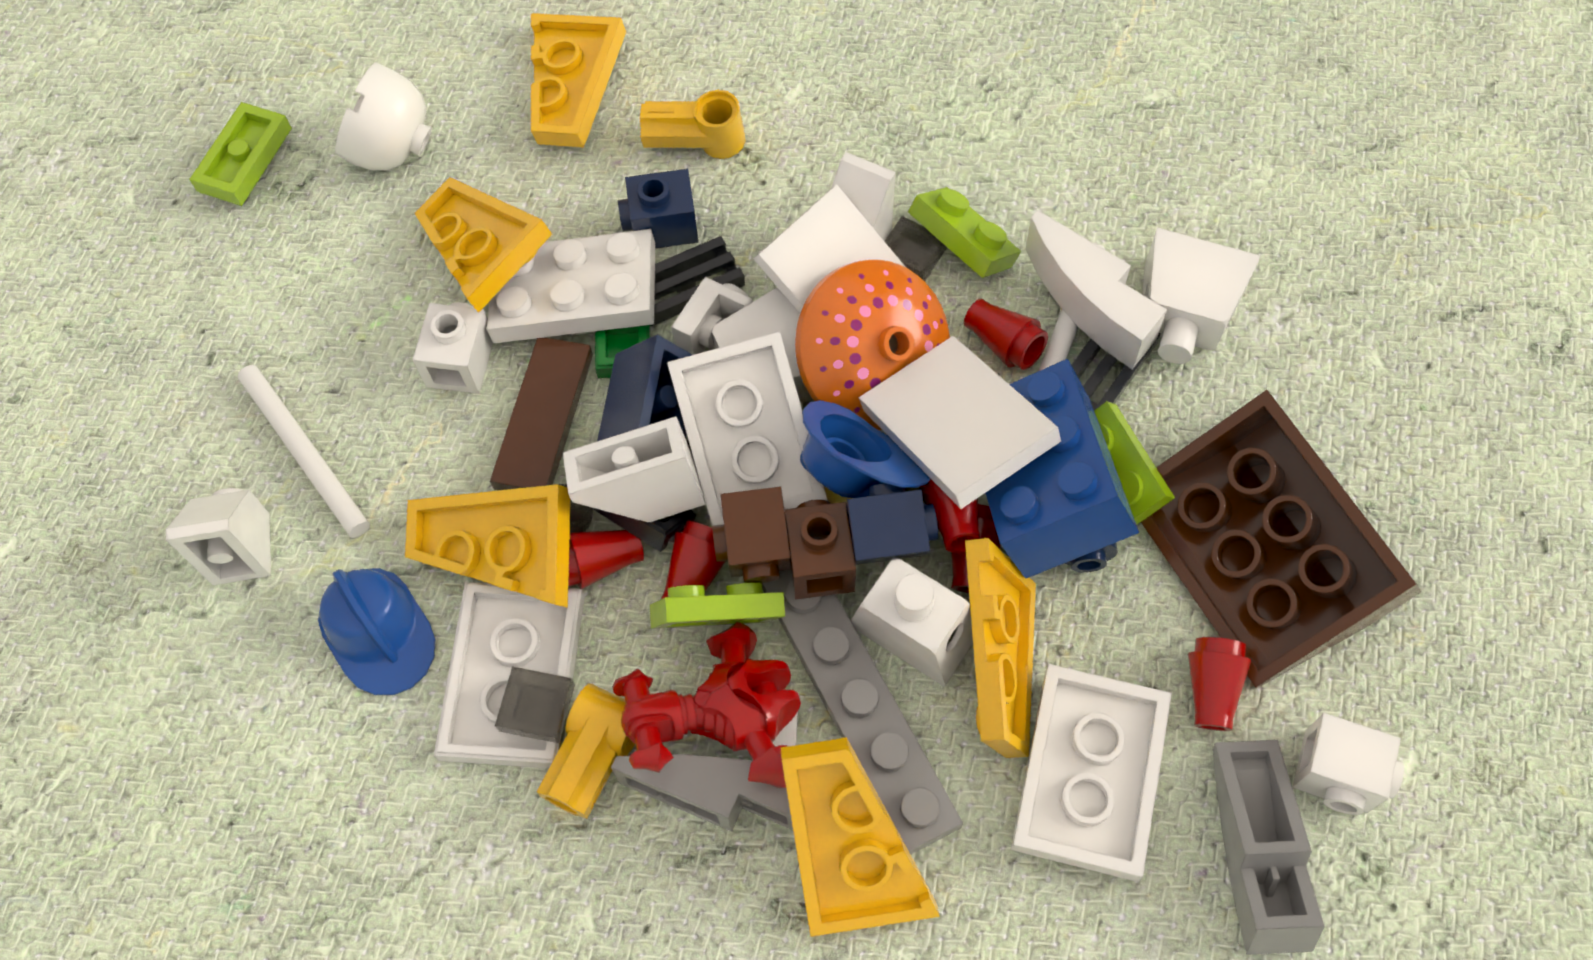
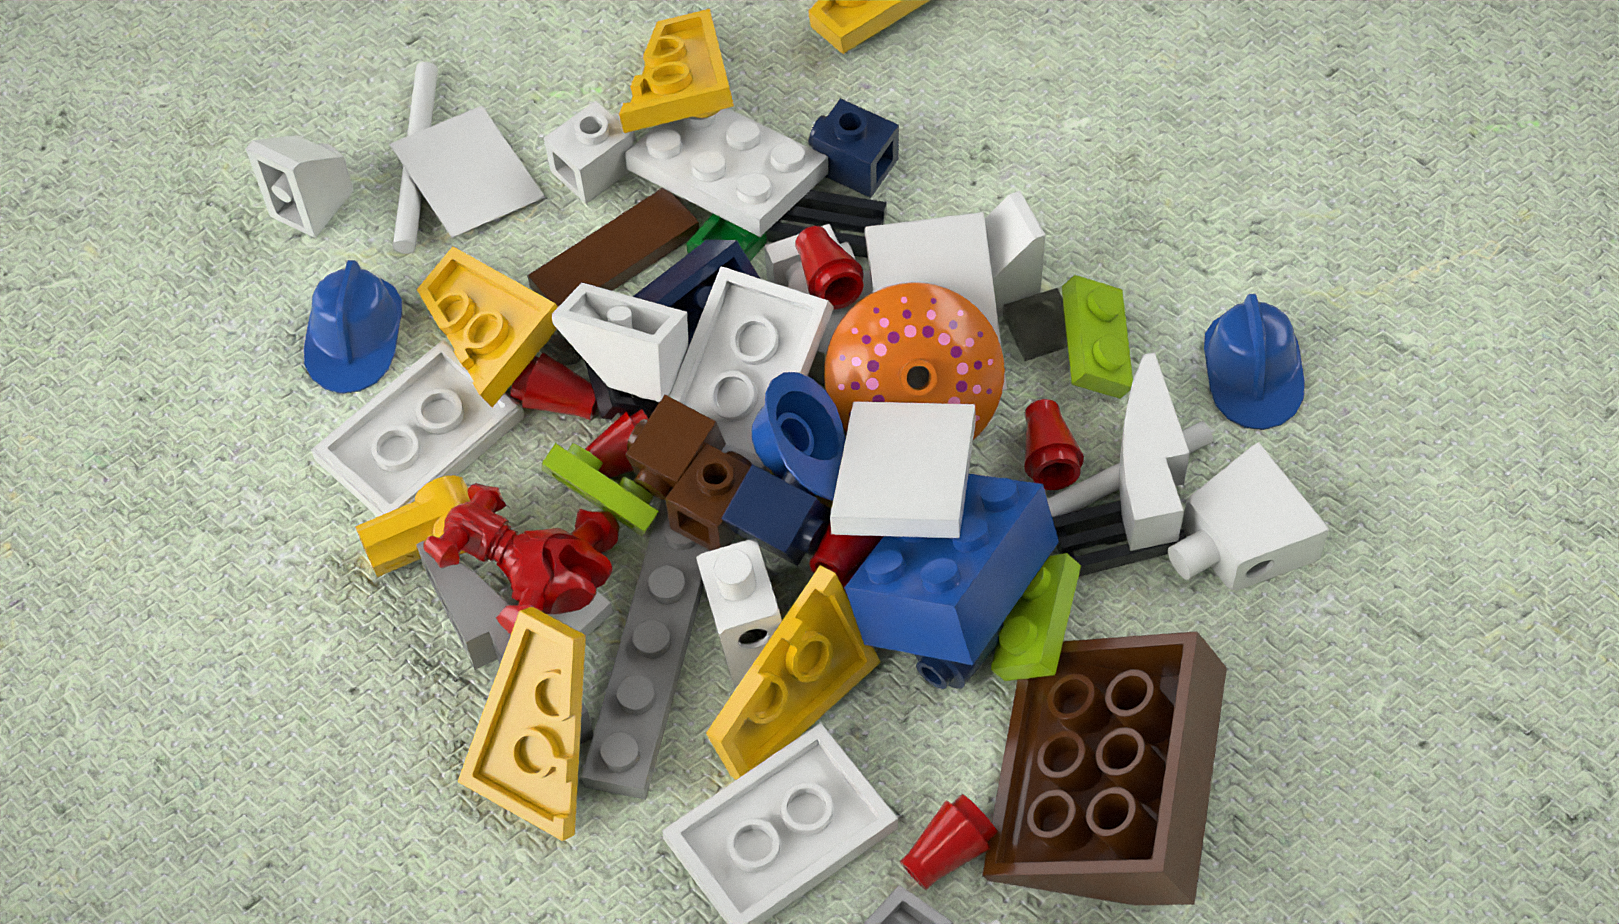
camera: 40 degrees right, 5 degrees down
(358, 432) = (467, 171): none -> white sticker
(535, 704) = (408, 463): clear smoke tile -> none
(707, 123) = (958, 96): yellow piece -> none
(745, 308) = (829, 268): none -> red cone
(1080, 179) = (1254, 365): none -> blue piece

